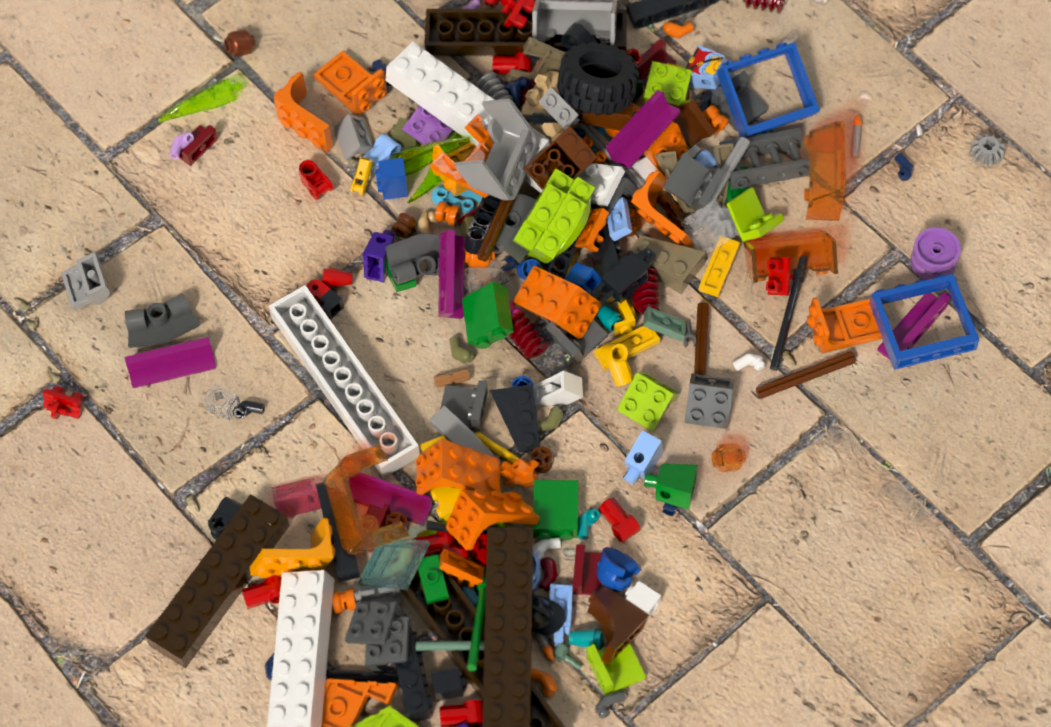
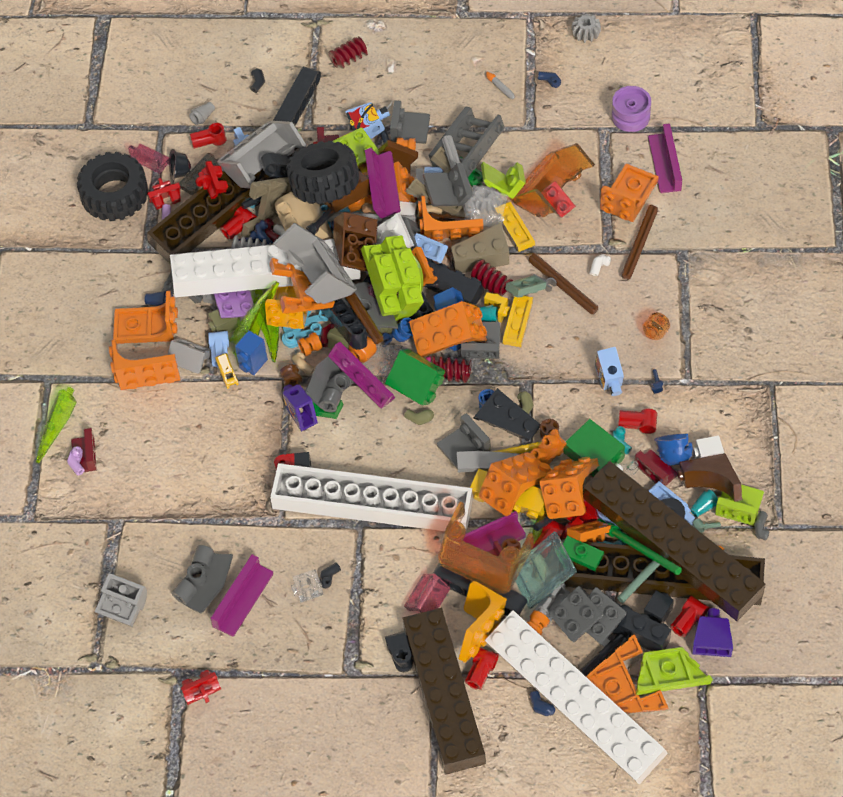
camera: 45 degrees left, 5 degrees down
(239, 43) = (36, 365): copper head -> none
(316, 182) = (197, 401): red piece -> none
(334, 277) = (285, 445): red cone -> none
(456, 376) = (433, 439): medium nougat piece -> none
(558, 390) = (511, 379): white slope -> none
(559, 108) = (318, 211): light grey hinge -> none
(619, 364) = (524, 328): yellow piece -> none
(625, 277) = (477, 275): black hinge -> none
(646, 400) = (569, 340): lime bracket -> none
(674, 484) = (646, 368): green torso -> none
(676, 30) = (316, 117): orange arm -> none
(709, 401) = (607, 304): bracket -> none
(798, 278) = (589, 219): black bar -> none
(799, 76) = (435, 79): blue window -> none
(826, 171) = (519, 109): clear orange windscreen -> none
(929, 352) = (666, 173): blue window -> none

